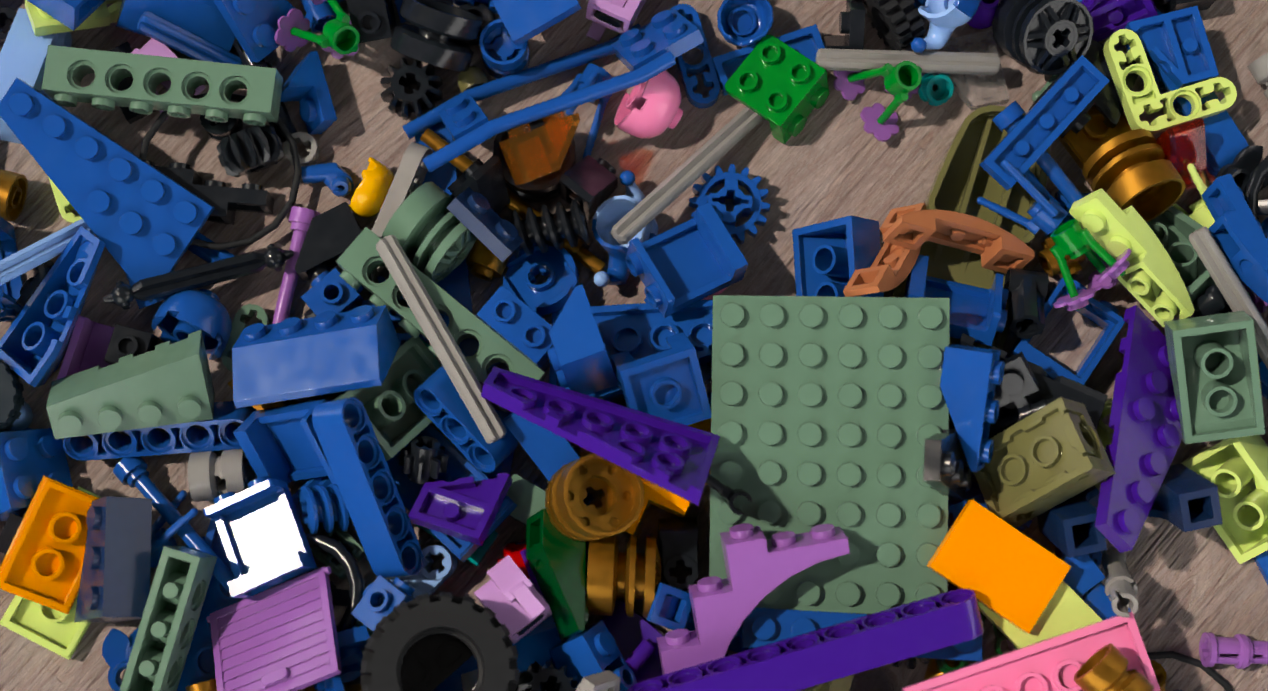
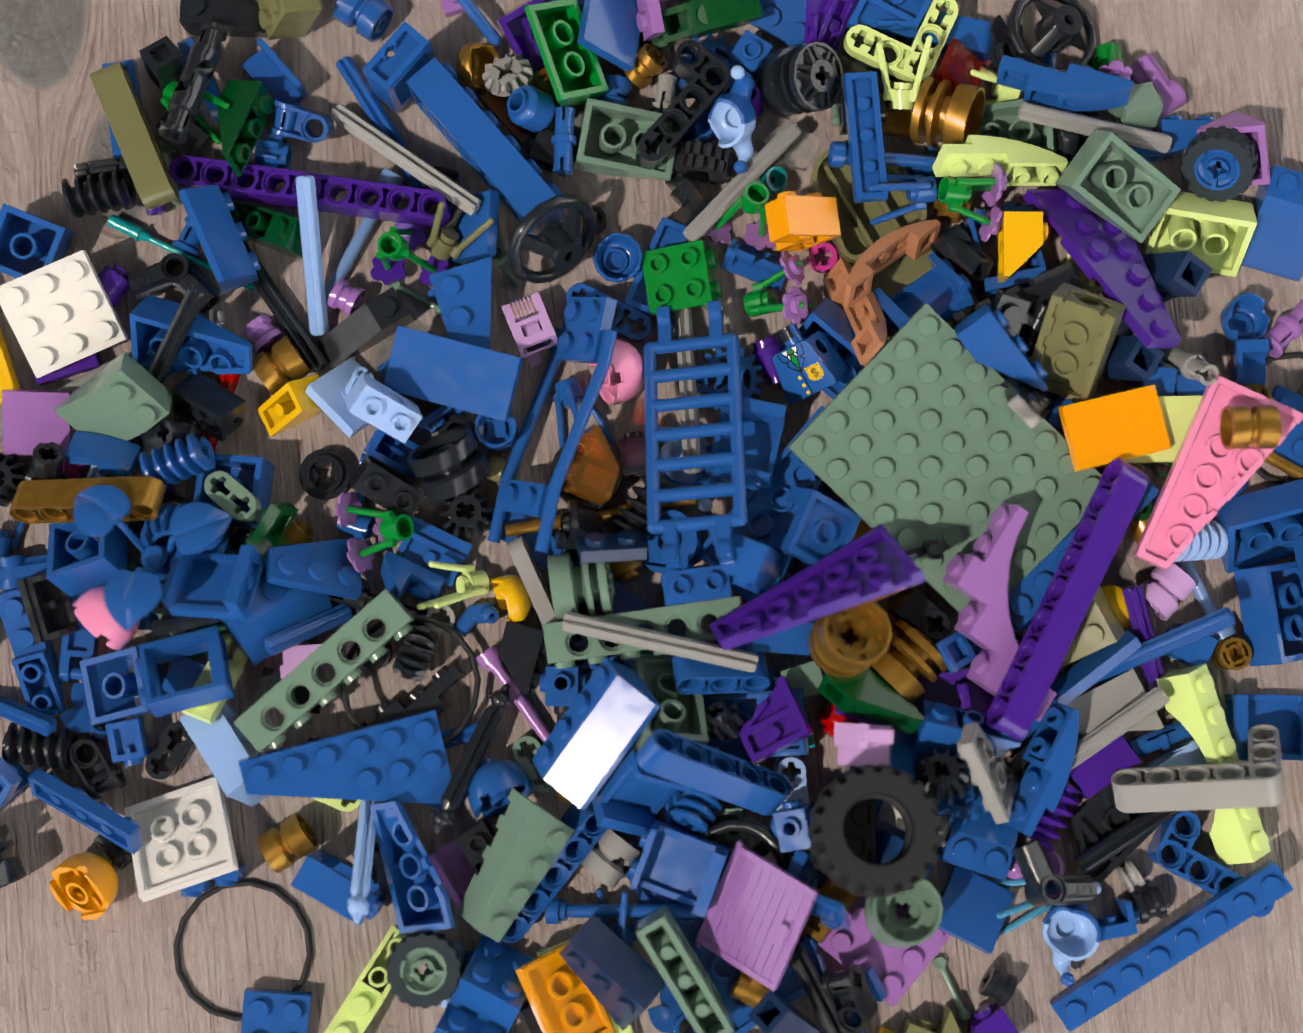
camera: 45 degrees left, 5 degrees up
(349, 145) = (469, 584): none -> yellowish green plant
(354, 92) = (434, 544): none -> blue plate
(589, 292) = (734, 428): none -> blue bar
(781, 223) = (764, 353): none -> dark purple cone
(804, 253) = (807, 363): none -> blue torso
(842, 190) = (795, 303): none -> plant
(850, 140) = (752, 263): none -> blue hinge
(905, 180) = (814, 253): none -> dark pink bush
(920, 136) = (802, 221): none -> light orange brick
(1084, 336) = (1018, 240): none -> yellow slope
(1115, 123) = (903, 93): none -> yellowish green plant
(1177, 643) = (1249, 361): none -> blue panel
(1210, 604) = (1244, 318): none -> blue hair

